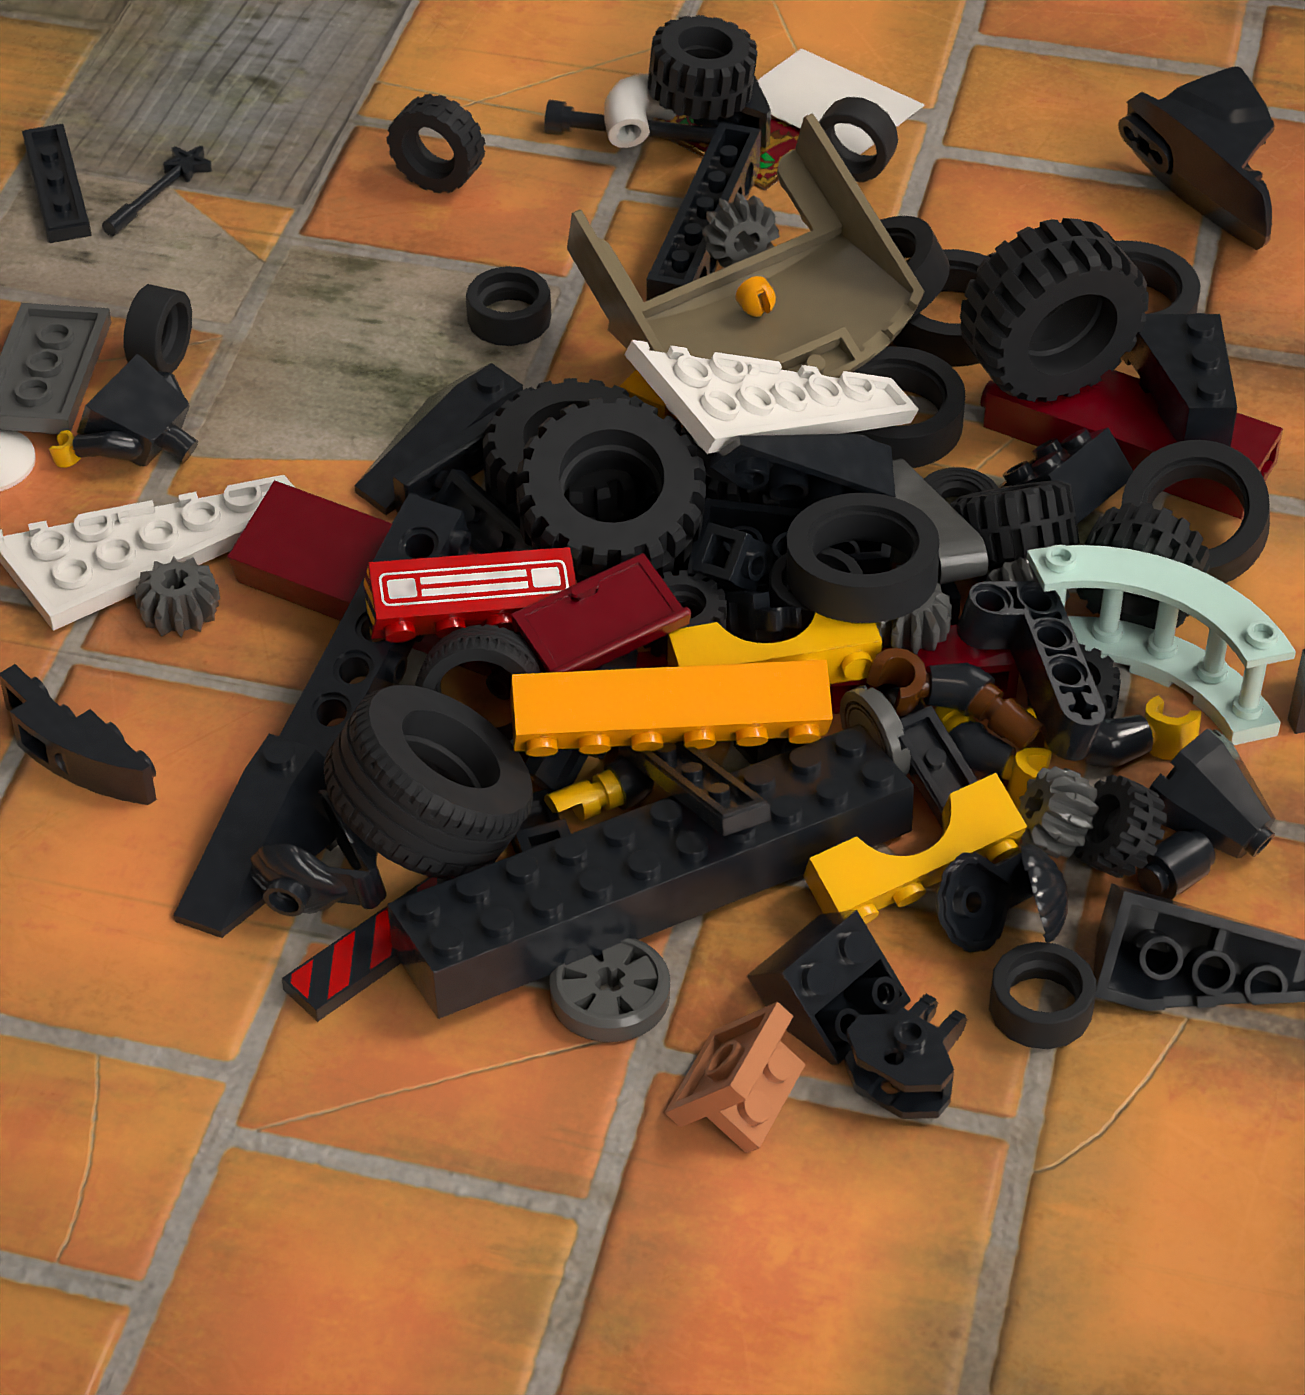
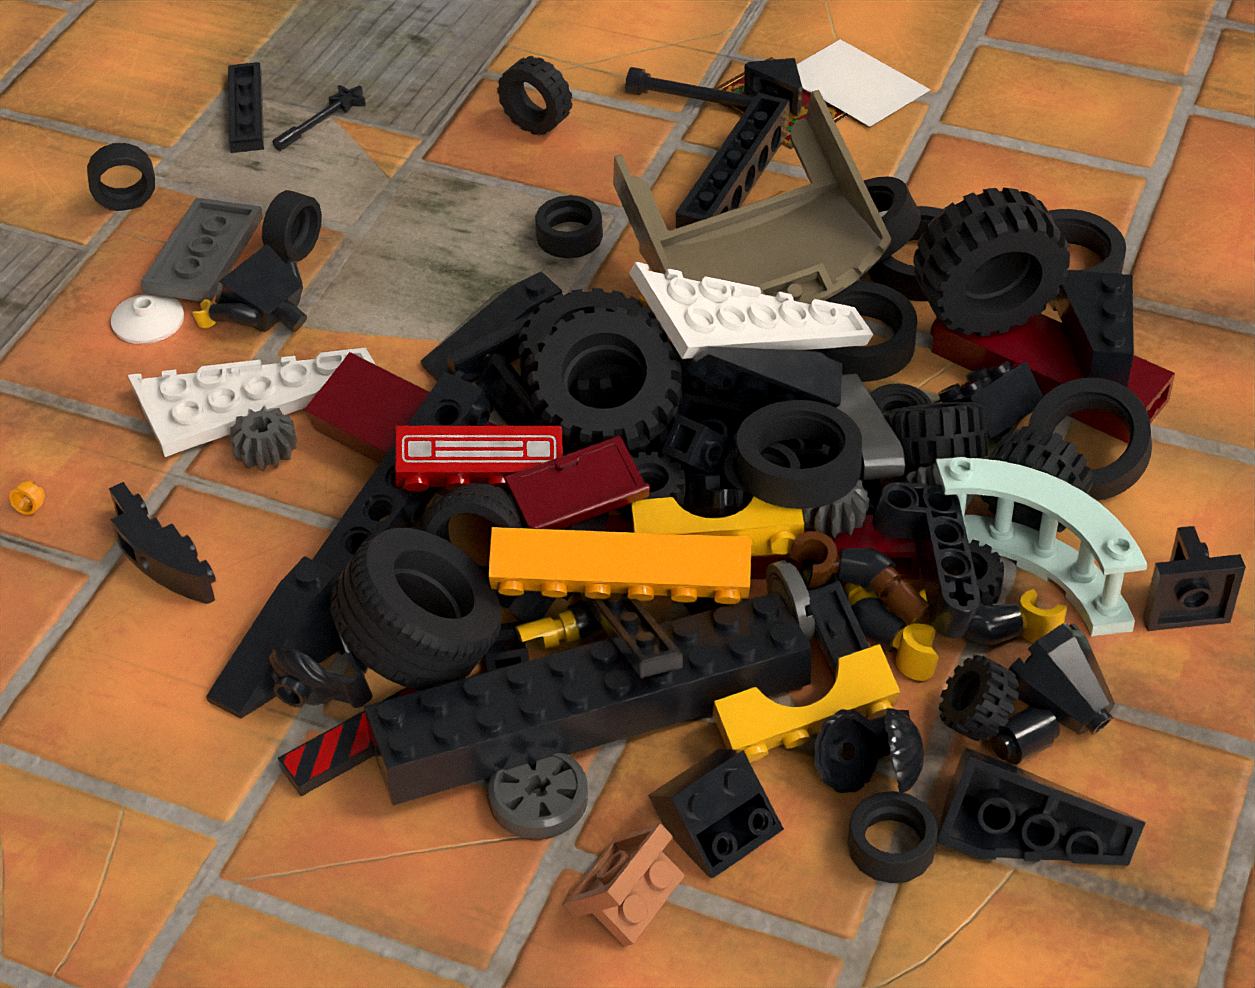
camera: 10 degrees right, 0 degrees up
(627, 111) = (696, 70): white cylinder -> none
(702, 67) = (750, 48): black tyre -> none
(744, 216) = (758, 168): dark grey gear -> none
(748, 296) = (750, 235): light orange hinge -> none
(871, 120) = (879, 99): black tyre -> none
(908, 1055) = (767, 879): black hinge -> none
(1057, 811) = (929, 681): dark grey gear -> none
(1202, 147) = (1145, 137): black piece -> none

